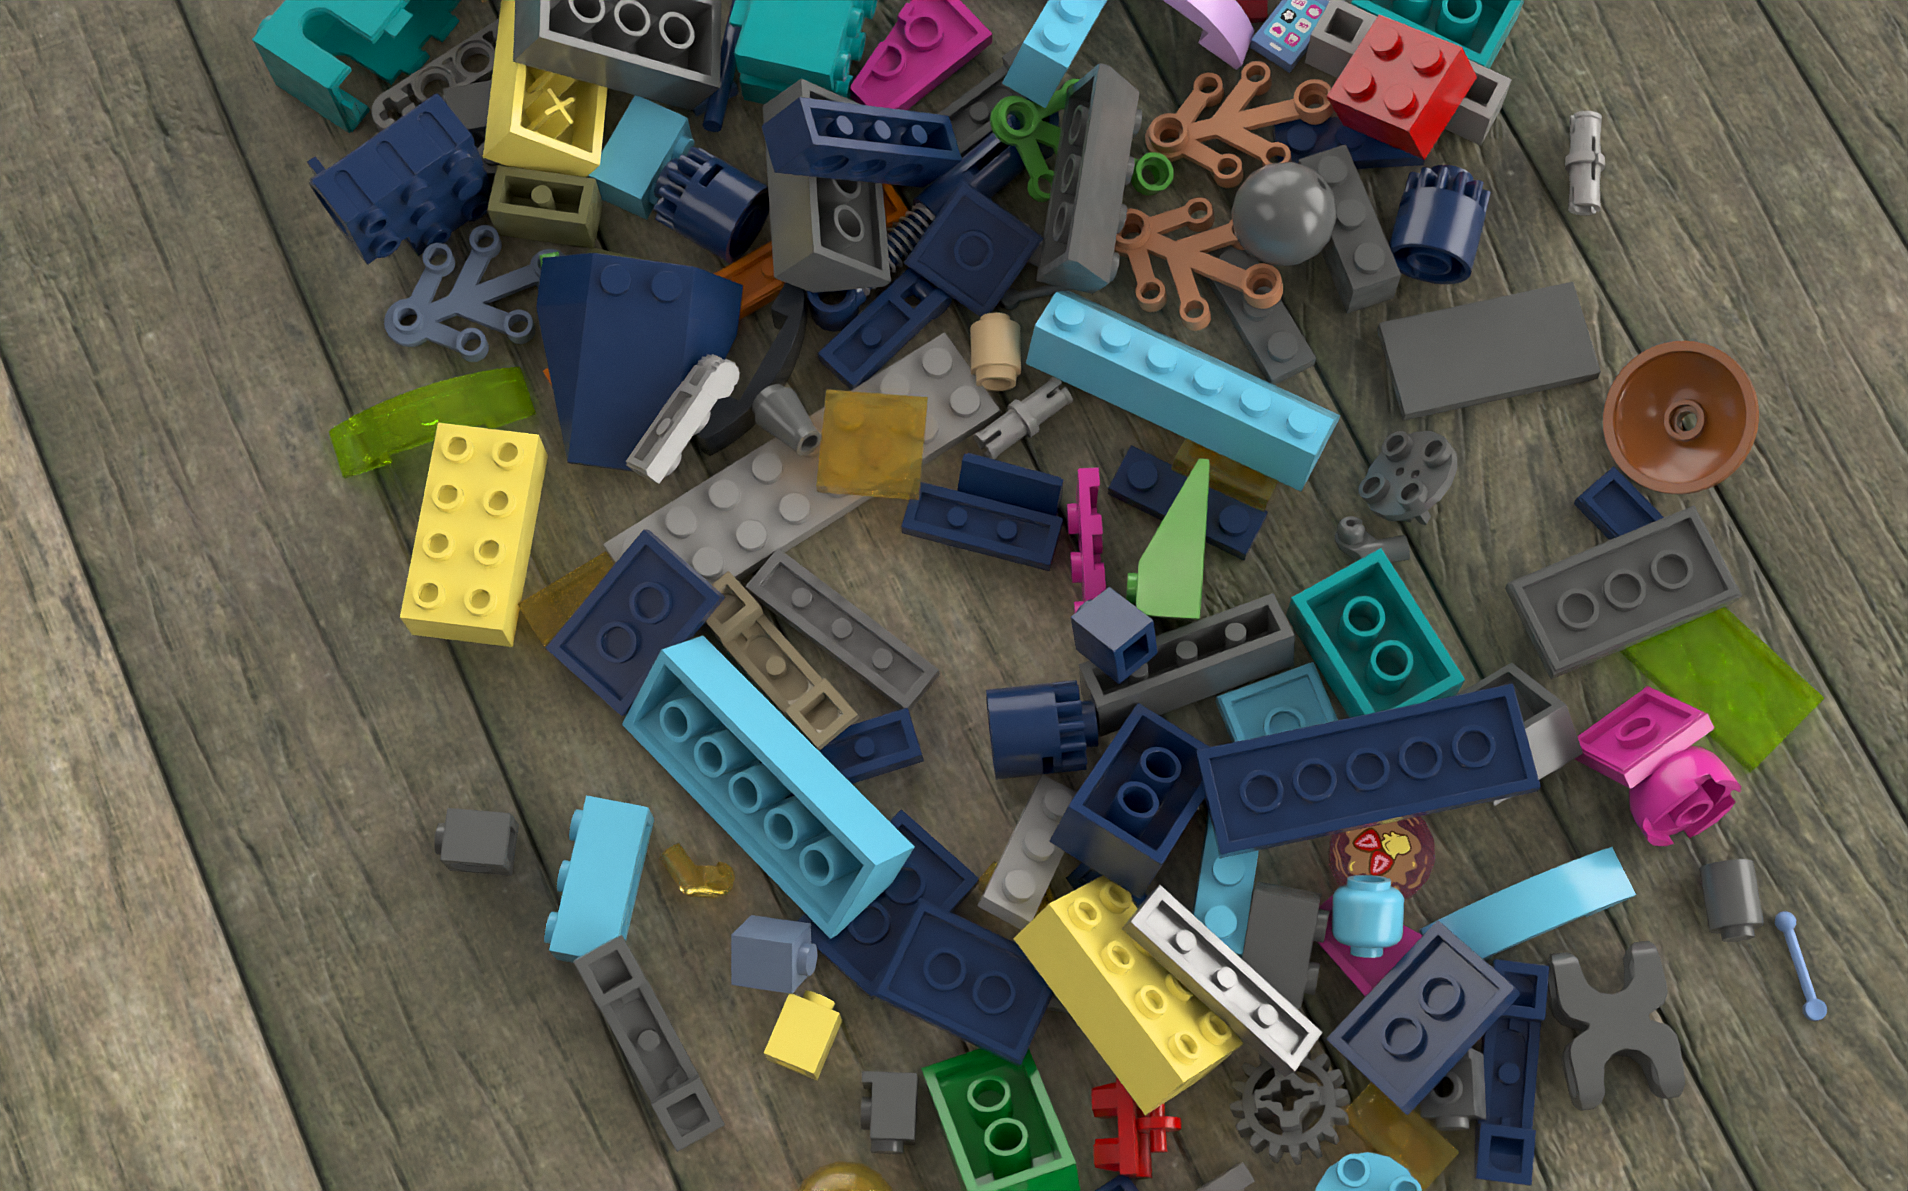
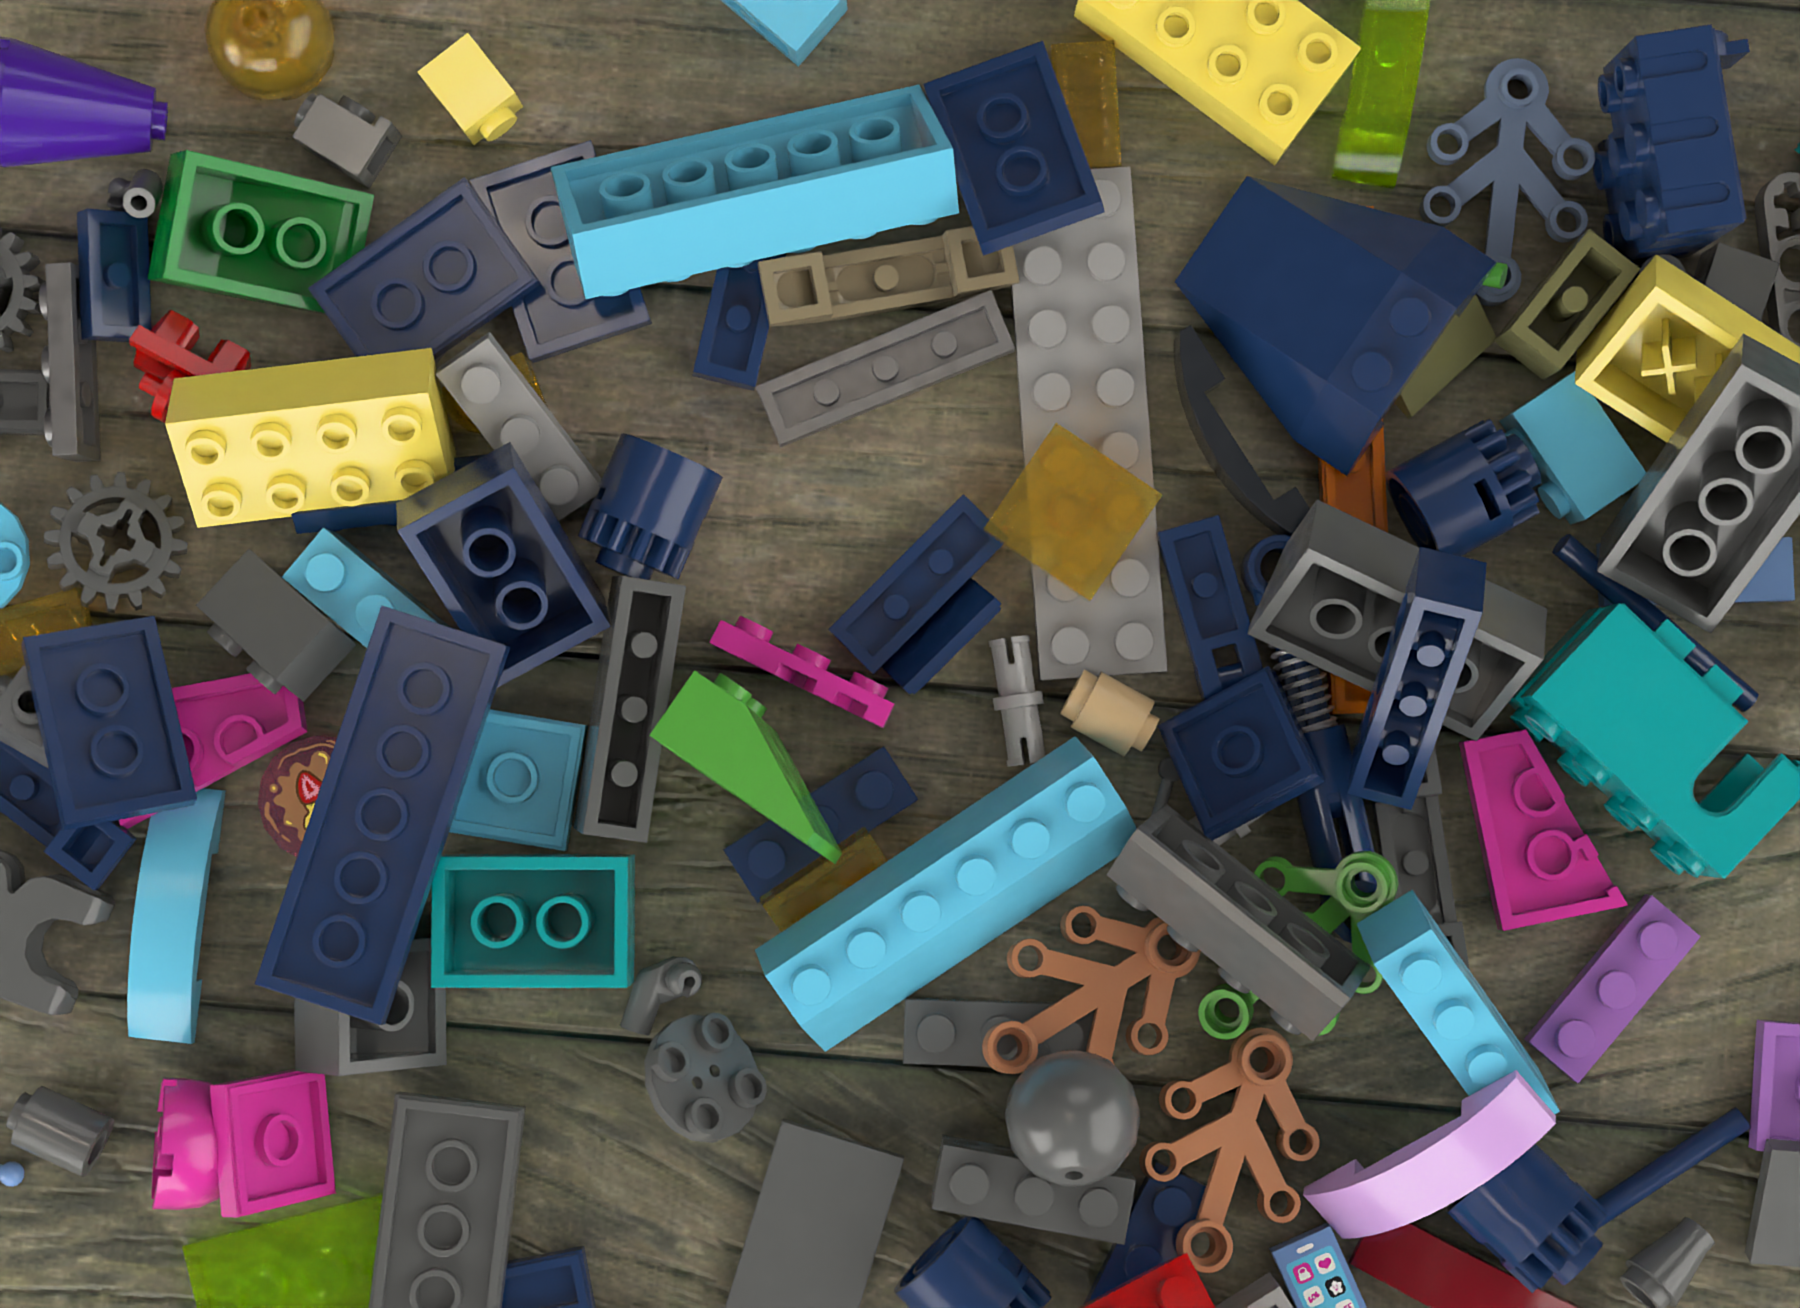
camera: 115 degrees right, 15 degrees up
(683, 417) = (1217, 318): light grey hinge -> none
(697, 880) = (702, 73): clear yellow arm -> none
(772, 954) = (568, 99): sand blue brick -> none
(784, 417) = (1154, 432): dark grey cone -> none
(1114, 634) = (689, 635): dark blue brick -> none
(1222, 981) = (260, 534): plate -> none
(1367, 915) = (246, 730): medium azure head -> none

